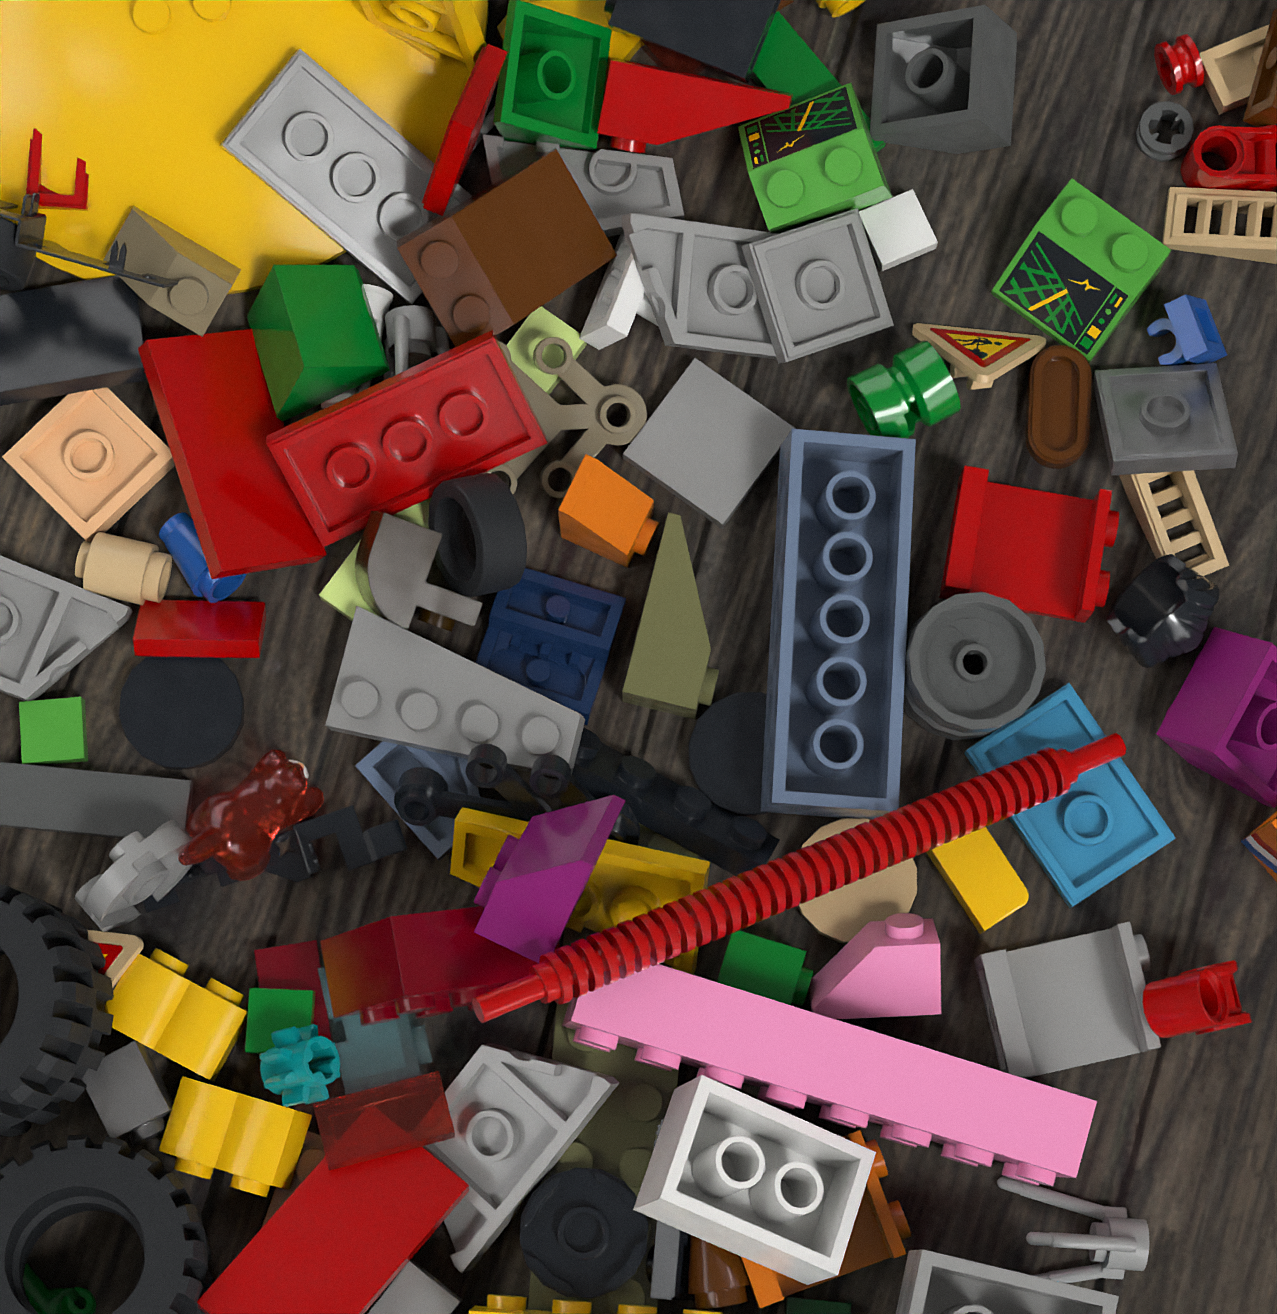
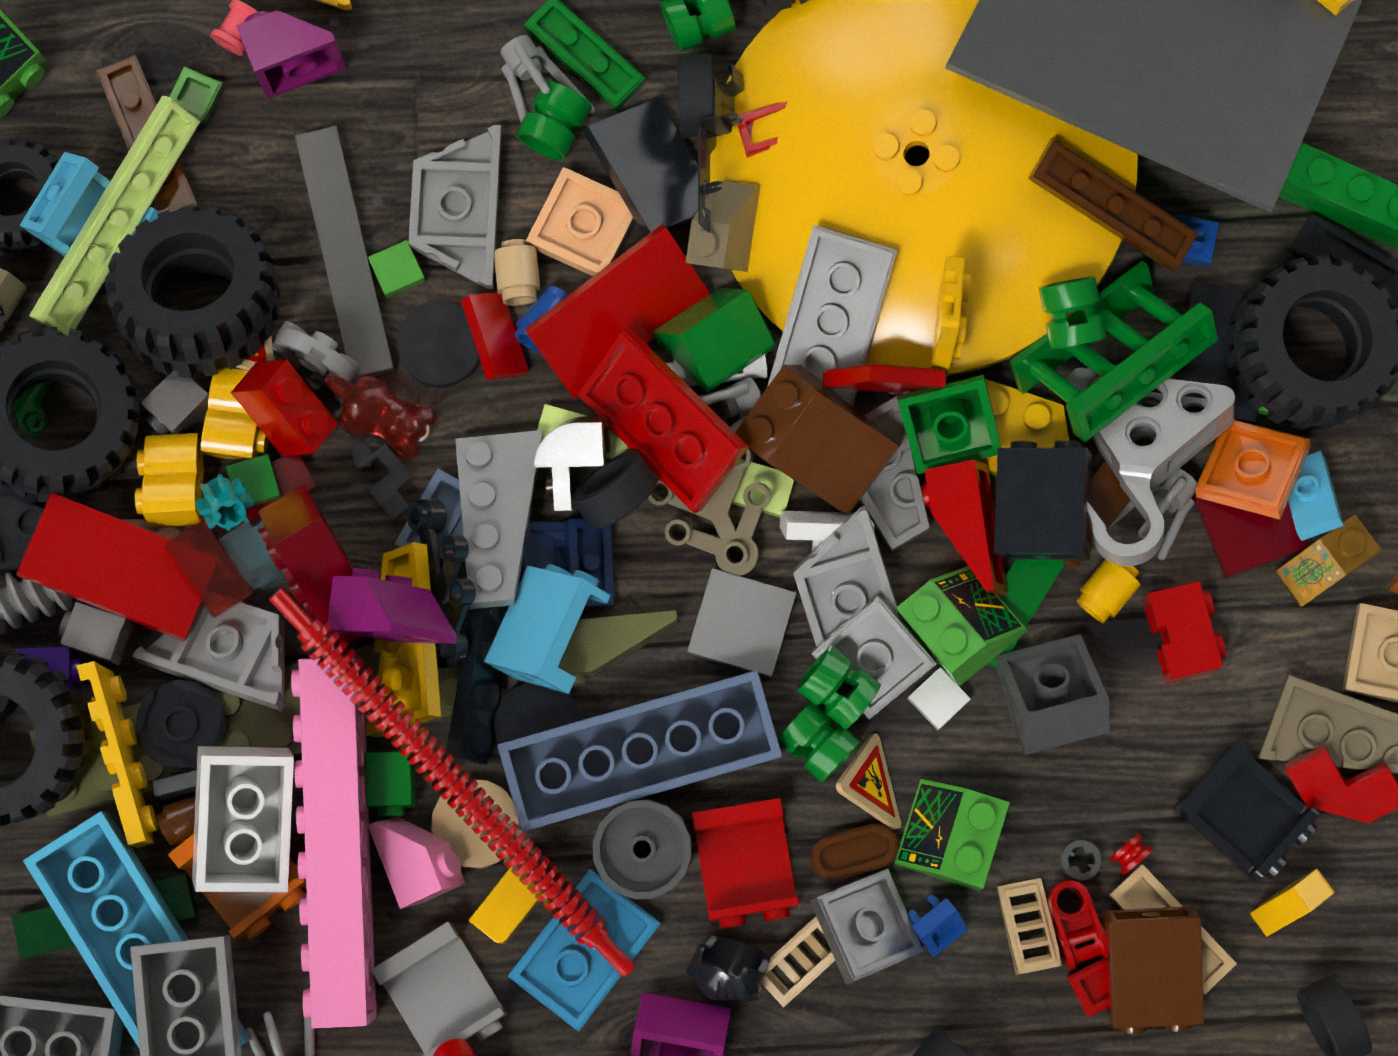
camera: 75 degrees right, 0 degrees up
(196, 939) = (284, 407): none -> red brick
(607, 514) = (661, 571): orange slope -> none
(631, 687) = (541, 625): none -> medium azure panel
(853, 334) = (824, 679): none -> green wheel

